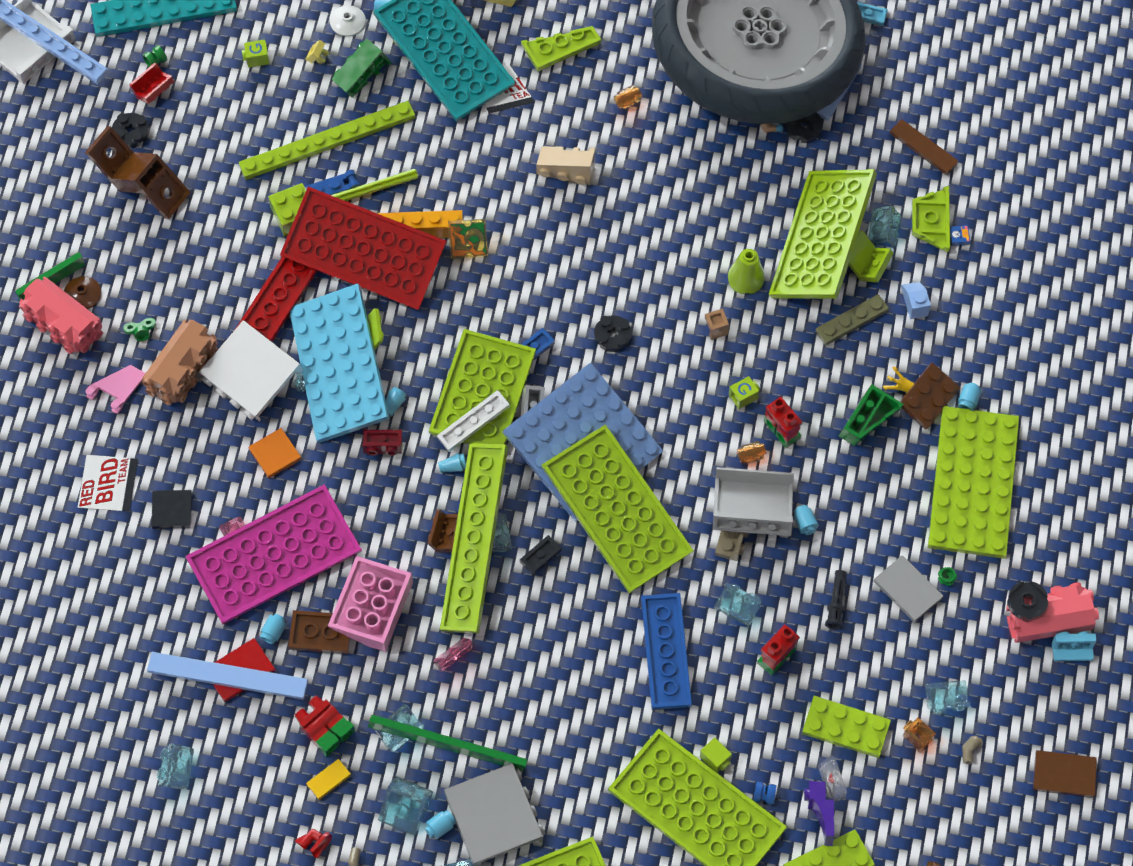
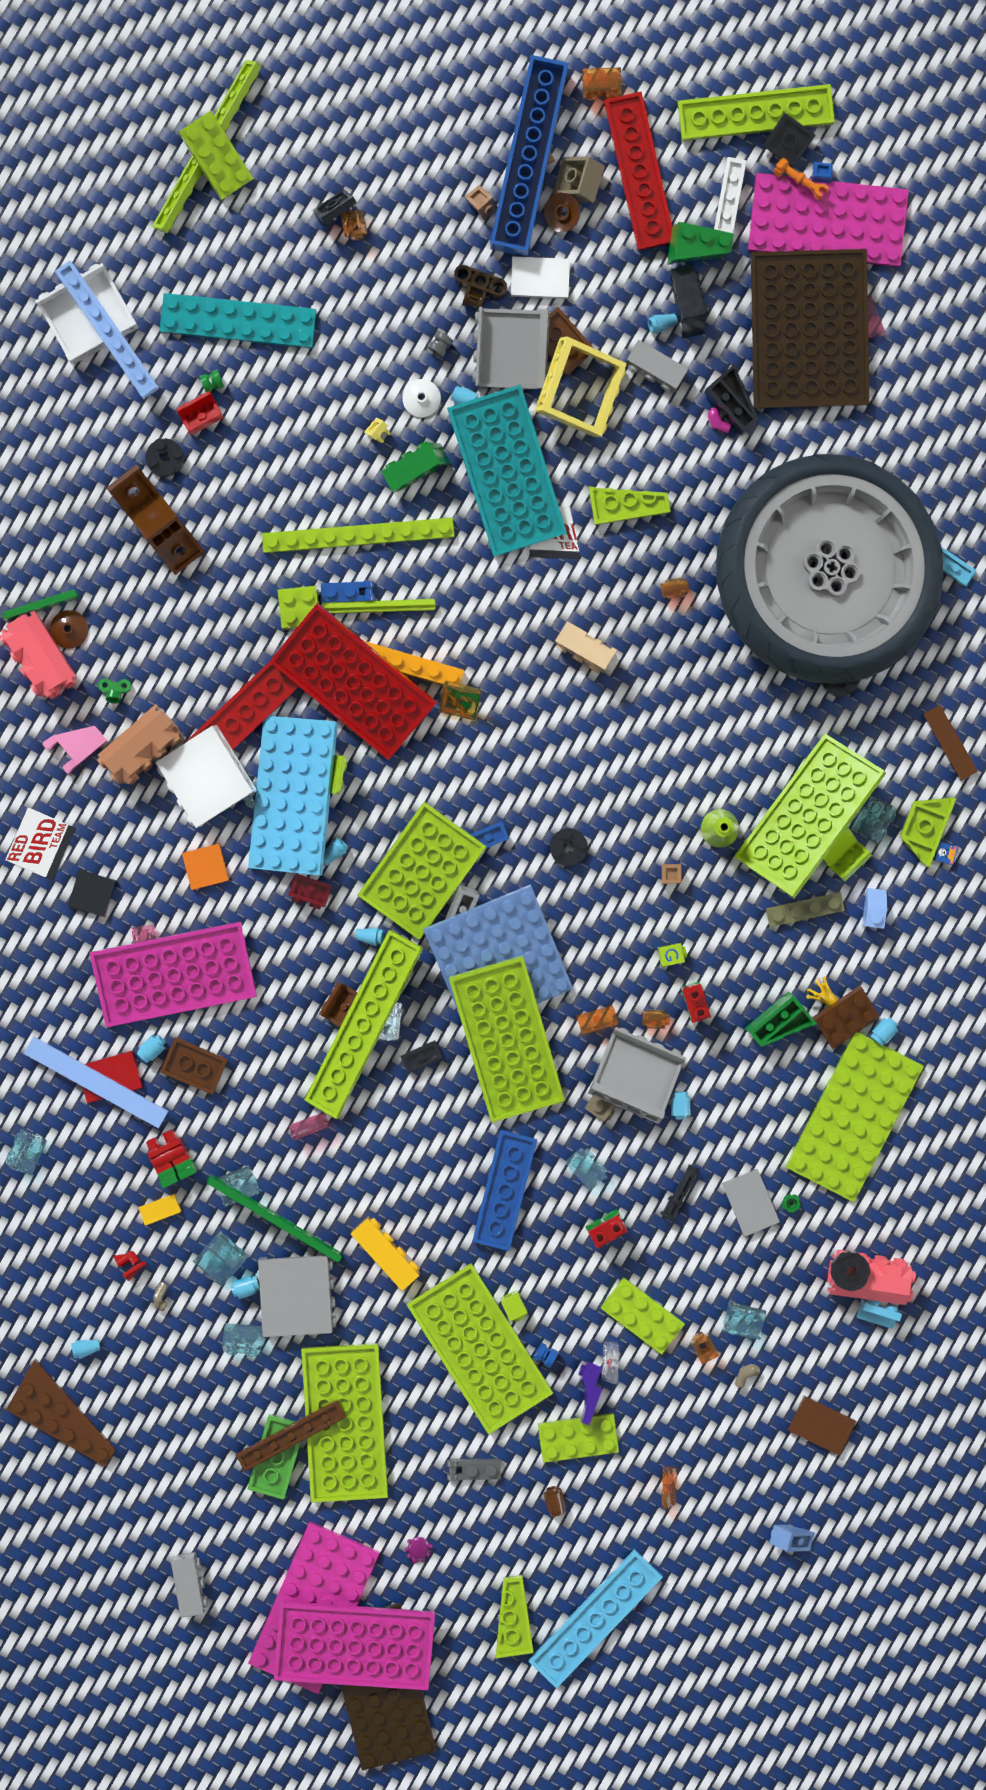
camera: 20 degrees right, 25 degrees up
(255, 53) = (315, 411): lime brick -> none
(371, 603) = (247, 1056): bright pink slope -> none
(473, 421) = (401, 903): white plate -> none
(570, 746) = (385, 1253): none -> yellow brick
(697, 472) = (597, 1019): none -> clear orange slope

